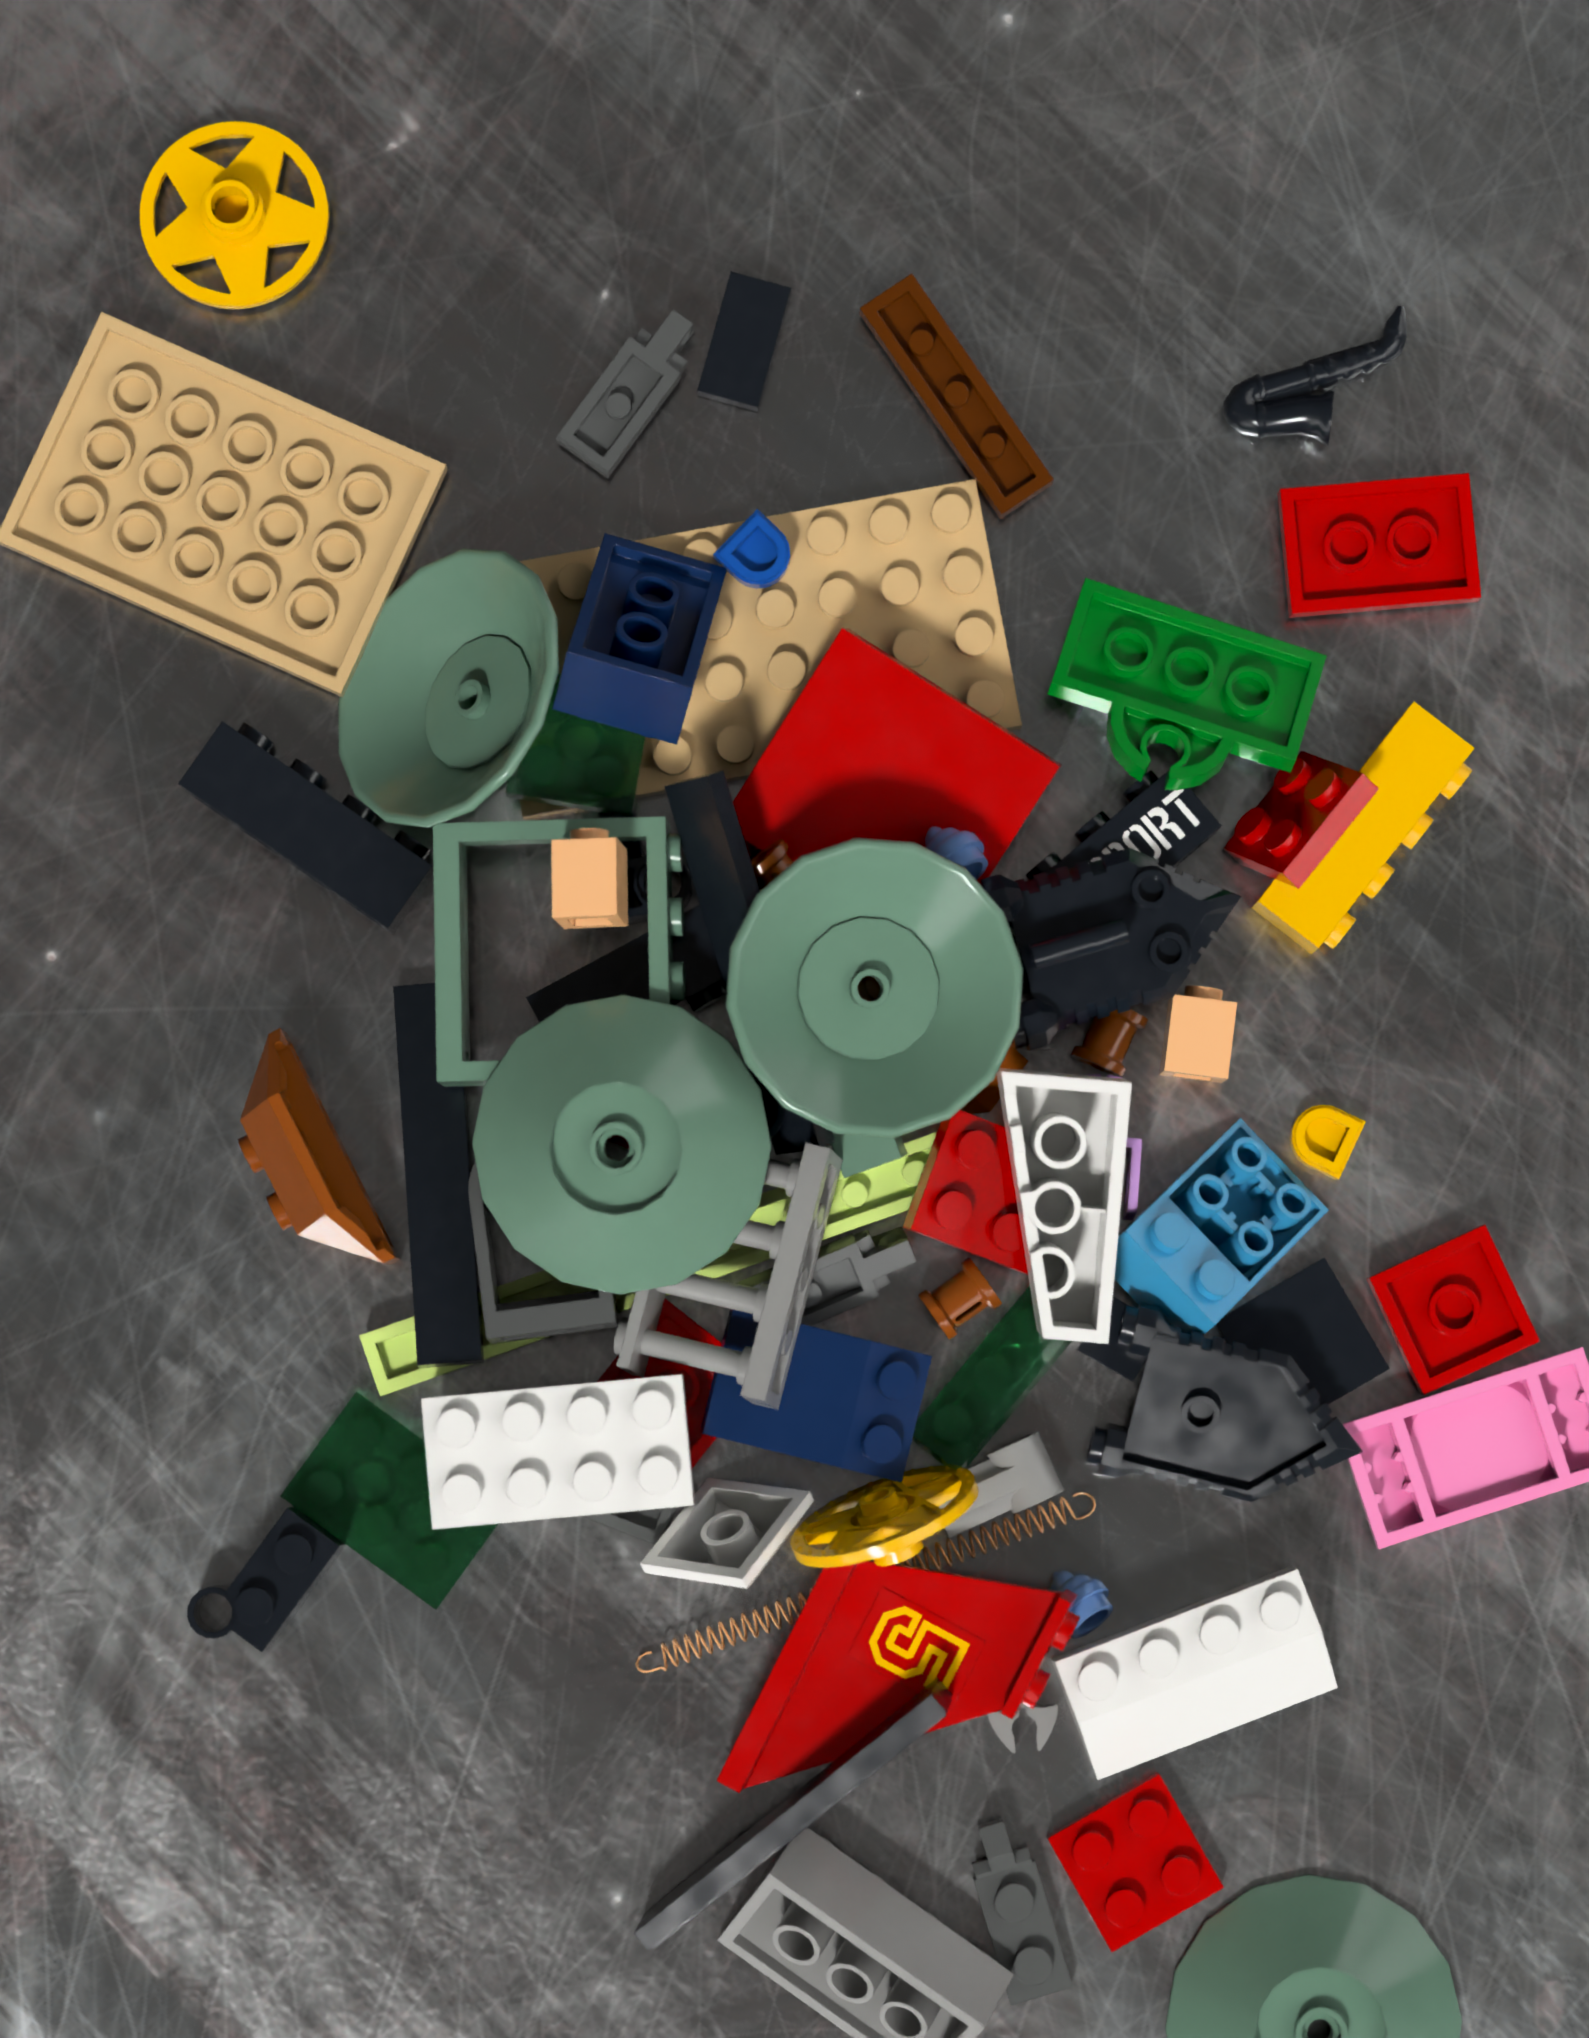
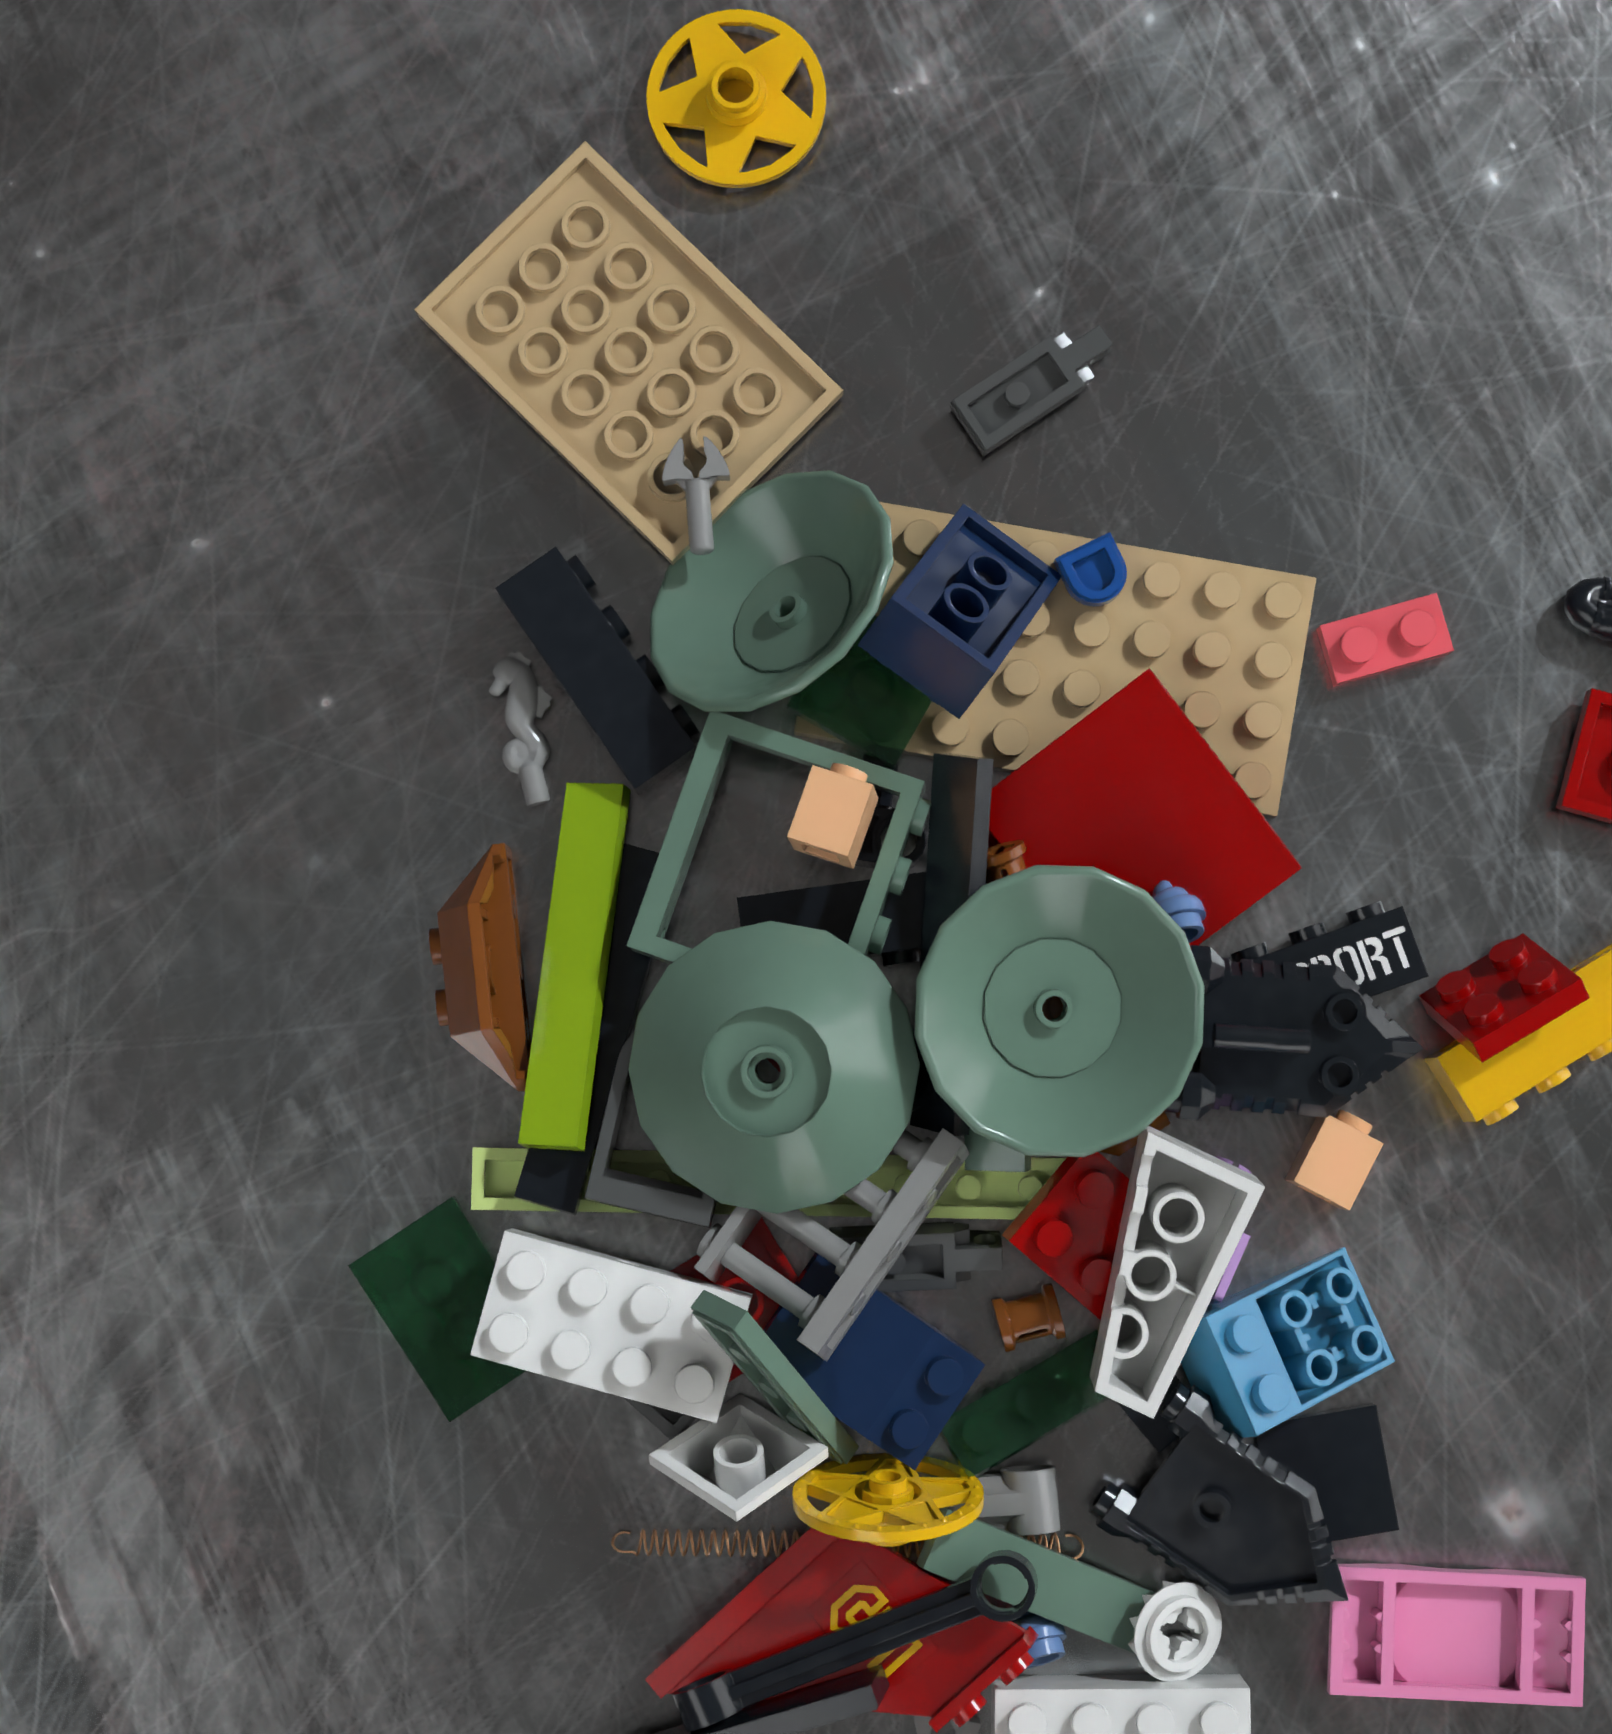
camera: 25 degrees right, 0 degrees up
(248, 883) = (524, 703): none -> light grey animal
(273, 1581) = (309, 1342): black hinge -> none
(340, 617) = (697, 492): none -> light grey bar
(393, 1122) = (574, 967): none -> lime tile
(729, 1438) = (772, 1373): none -> sand green tile
(744, 341) = (1152, 377): black tile -> none
(899, 1670) = (730, 1690): none -> black piece
(956, 396) = (1326, 496): reddish brown plate -> none
(1064, 514) = (1385, 639): none -> coral plate
(1064, 1544) = (1066, 1590): none -> sand green tile
(1109, 1041) = (1250, 1134): dark orange bush -> none
(1184, 685) = (1440, 835): green plate -> none
(1223, 1567) = (1180, 1654): none -> white gear
(1325, 1138) = (1415, 1295): yellow tile -> none
(1453, 1309) = (1477, 1497): red plate -> none

